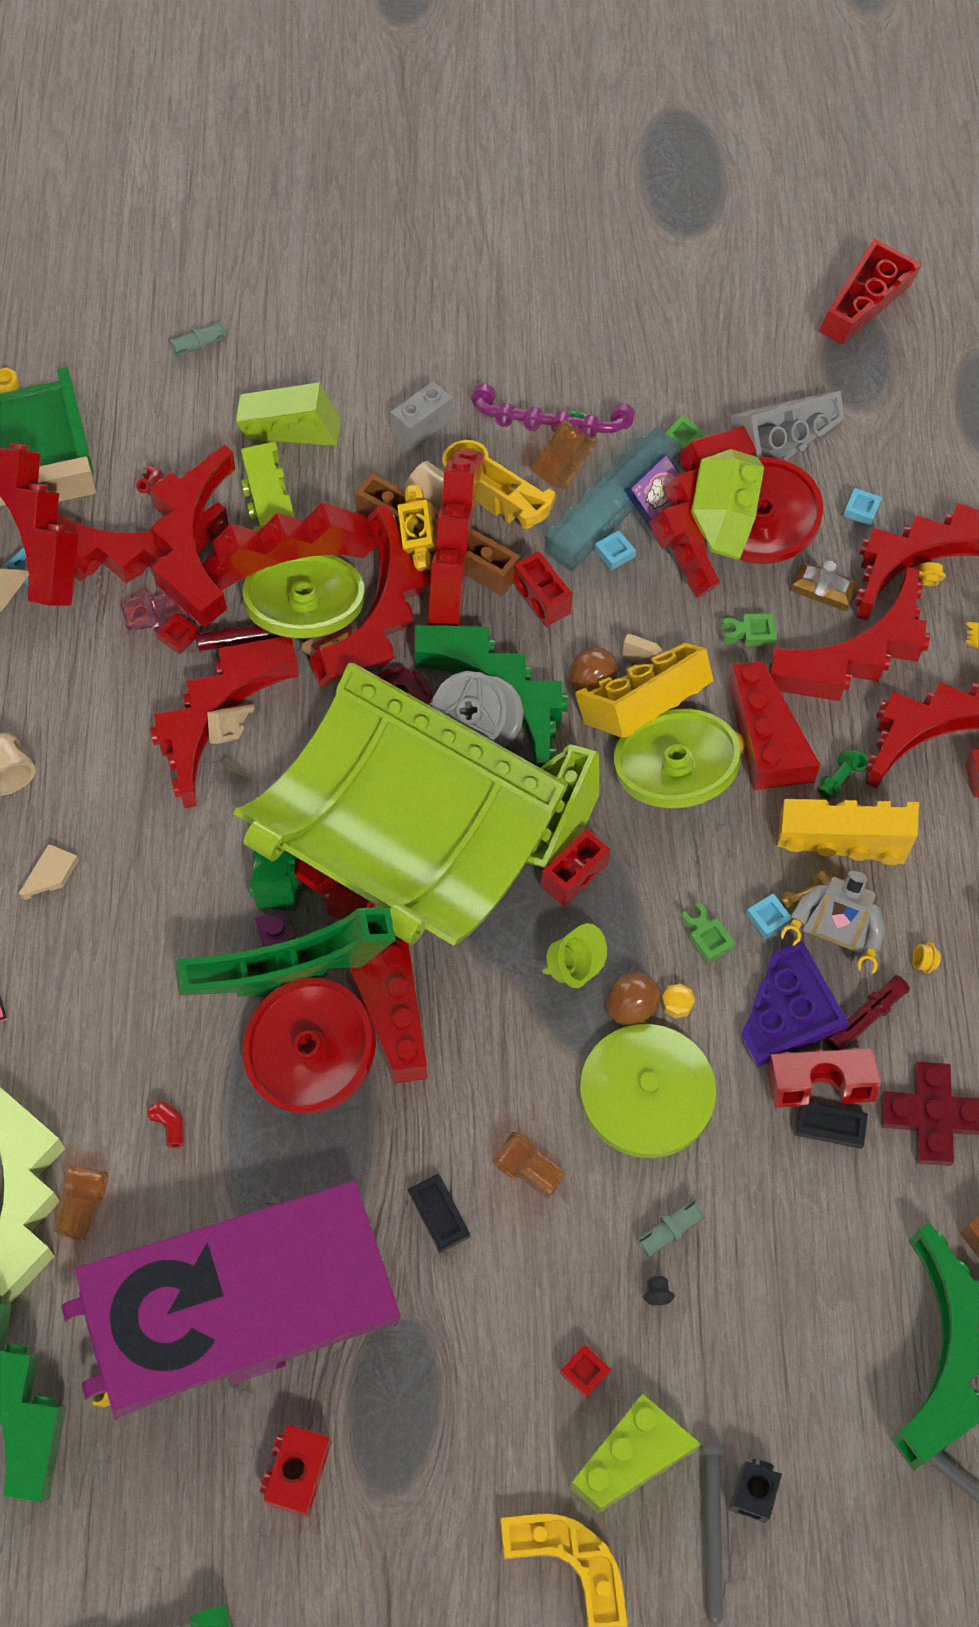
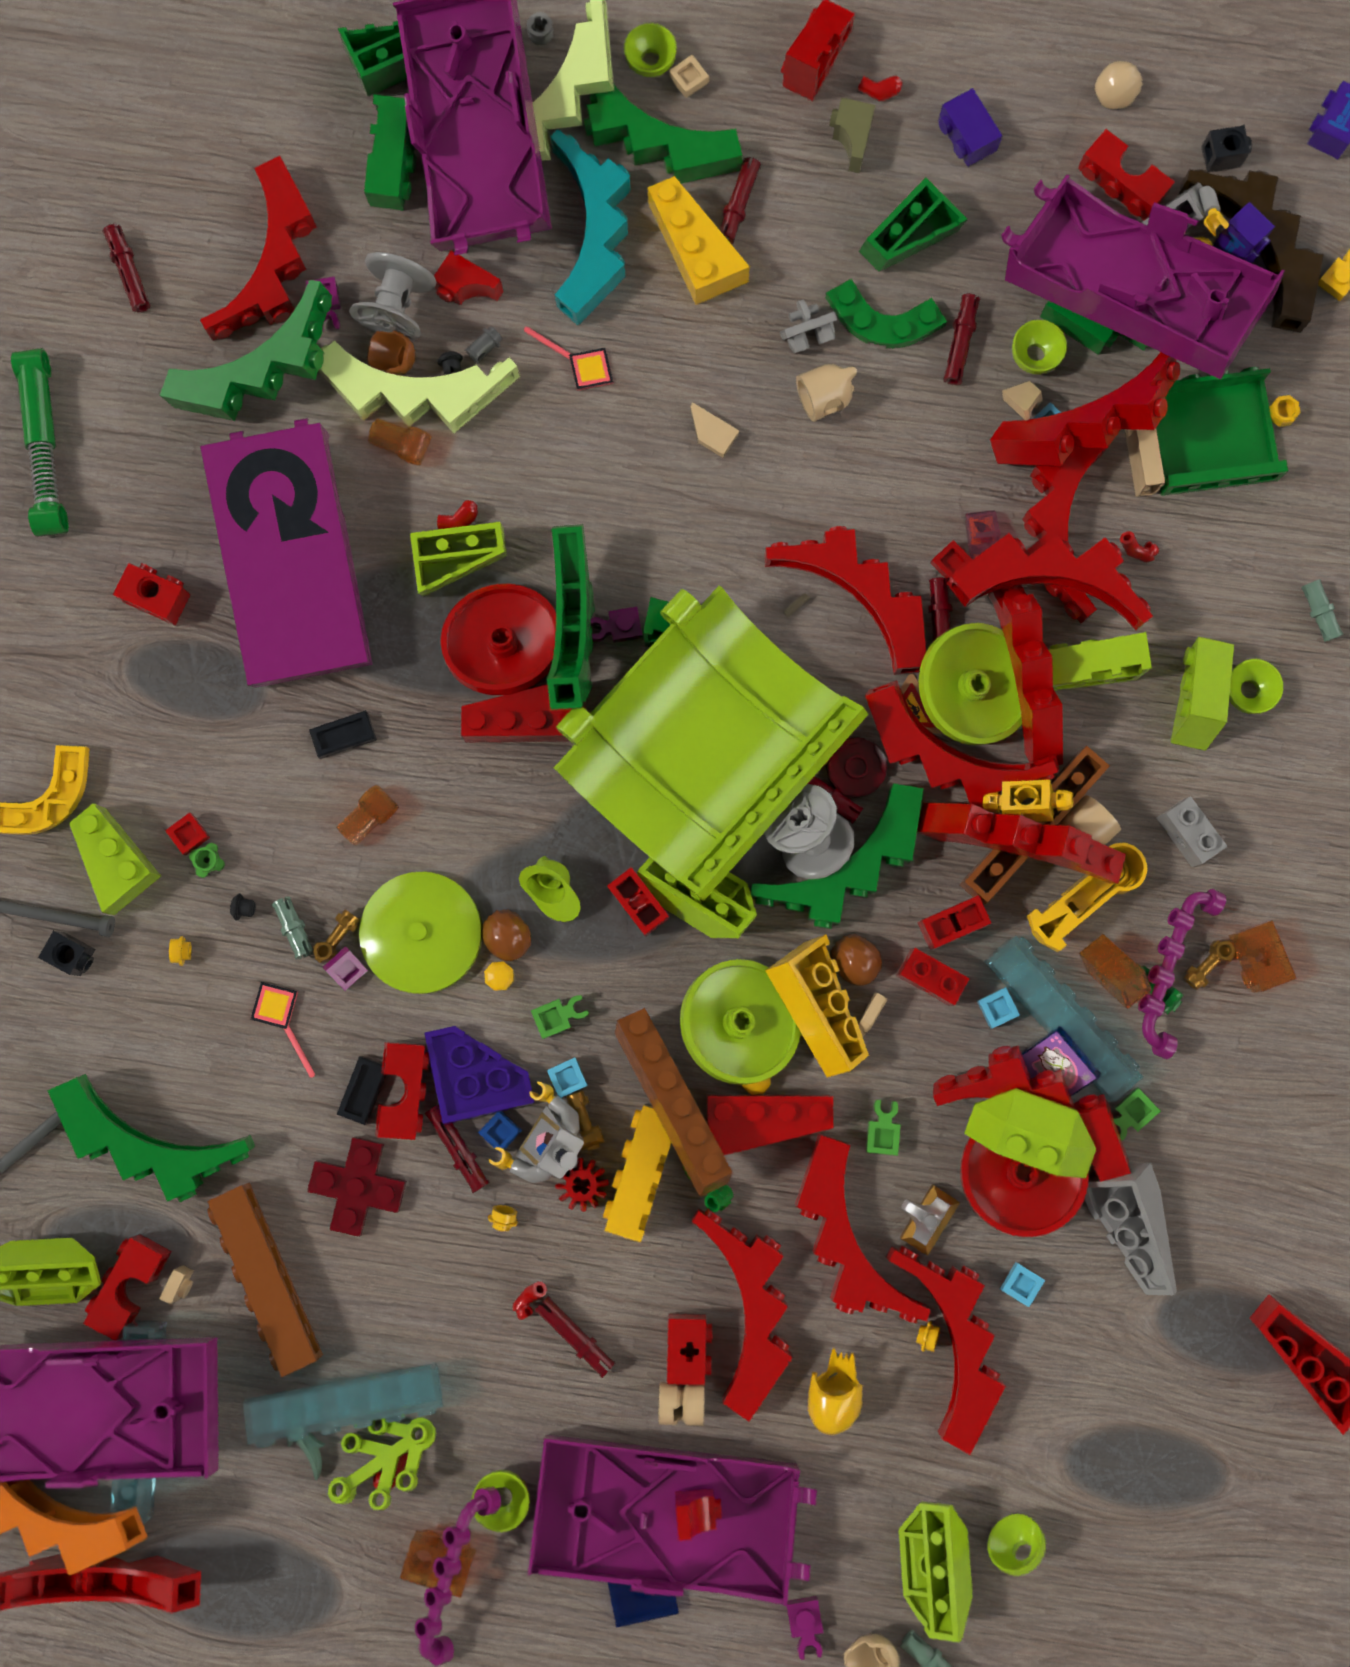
camera: 105 degrees right, 20 degrees up
(214, 1113) = (454, 553): none -> lime wedge
(227, 723) = (842, 600): tan tile -> none
(276, 372) = (1264, 677): none -> lime piece
(526, 356) = (1275, 965): none -> clear orange brick
(528, 390) = (1218, 951): none -> pearl gold bar
(597, 603) = (932, 977): none -> red brick
(611, 1334) = (199, 855): none -> bright green plate
(689, 1185) = (327, 950): none -> pearl gold bar
(704, 1160) = (345, 968): none -> plate
(723, 1355) = (179, 950): none -> yellow plate
(762, 1236) = (275, 1007): none -> piece
(773, 799) = (673, 1102): none -> dark orange brick
(840, 976) = (500, 1131): none -> blue tile
(885, 883) = (580, 1195): none -> red gear

